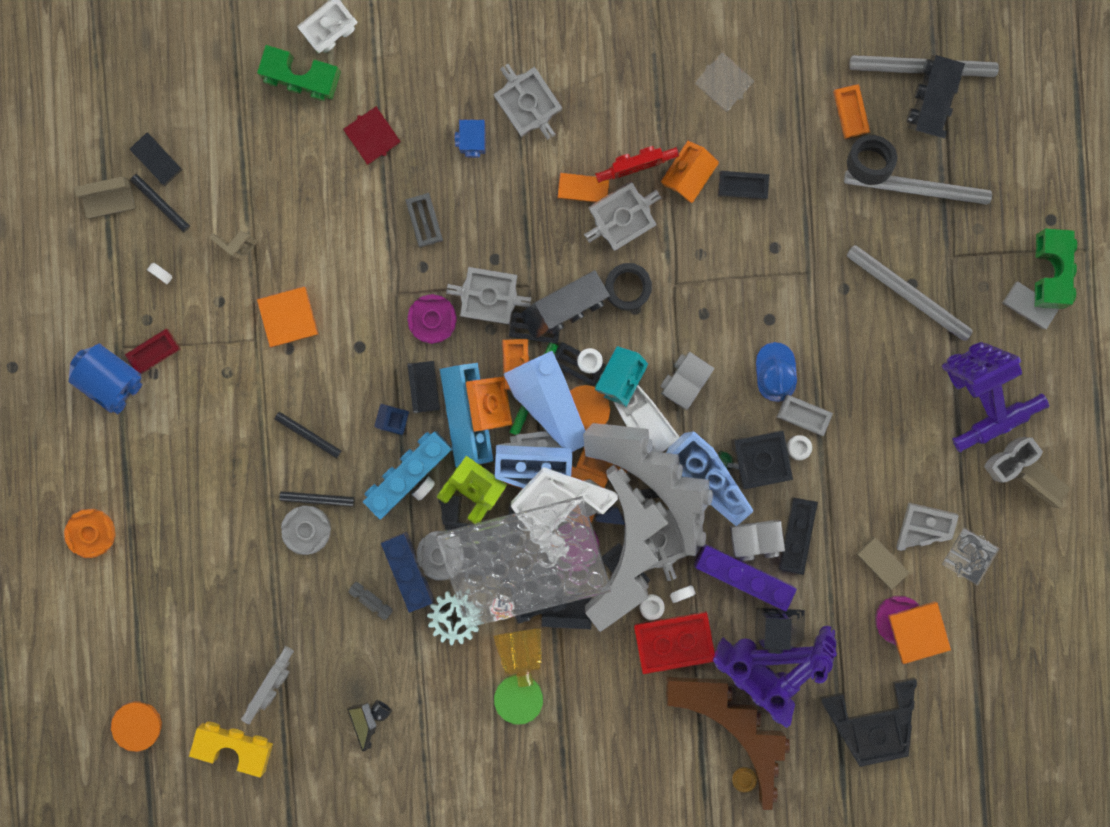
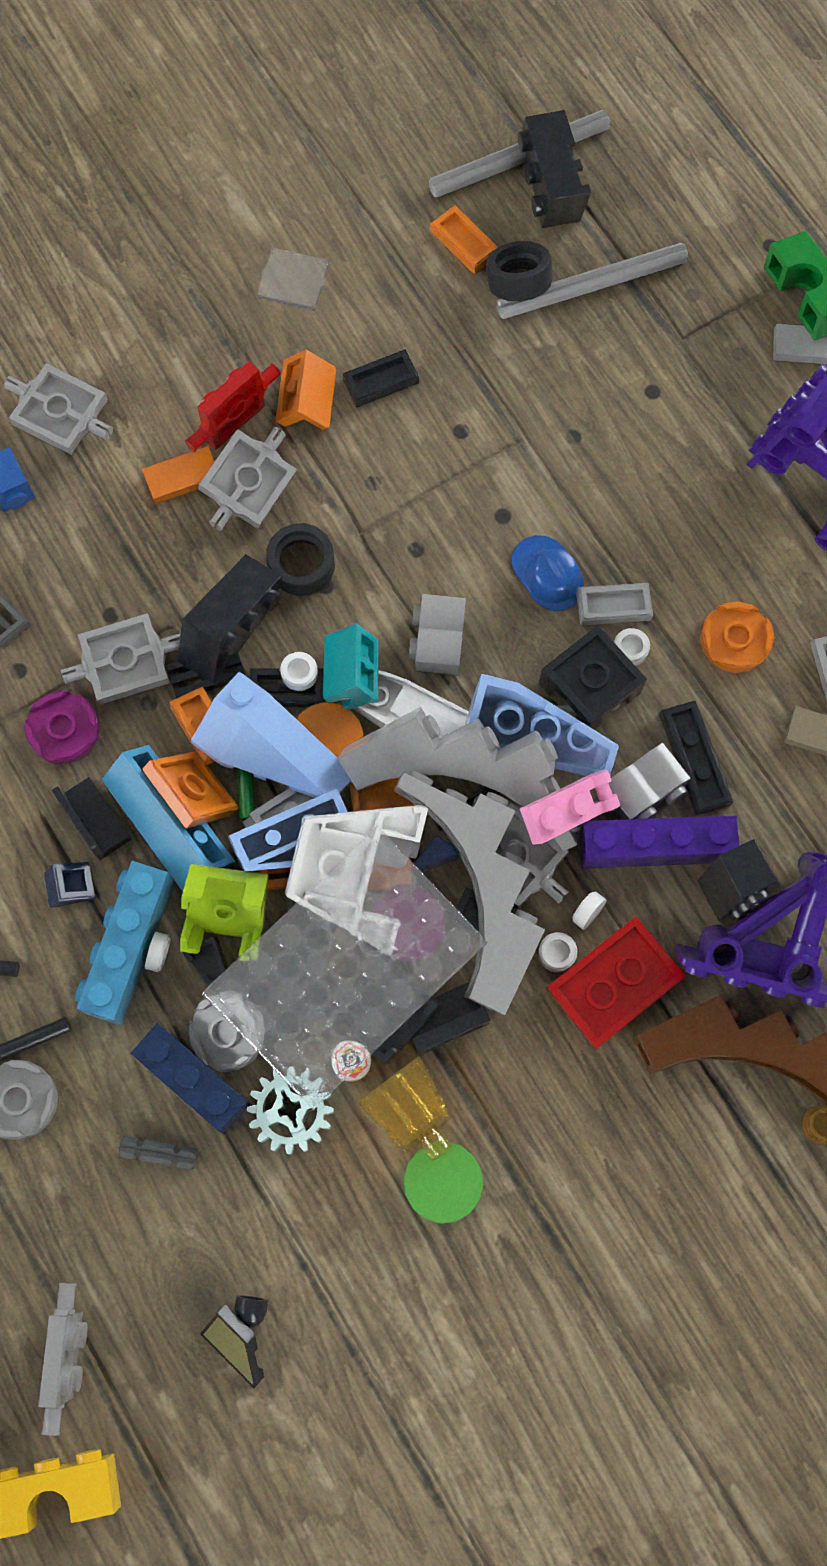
camera: 30 degrees left, 15 degrees down
(702, 535) = (569, 807): none -> bright pink plate
(867, 474) = (744, 644): none -> orange tile
(909, 293) = (656, 399): light grey axle -> none

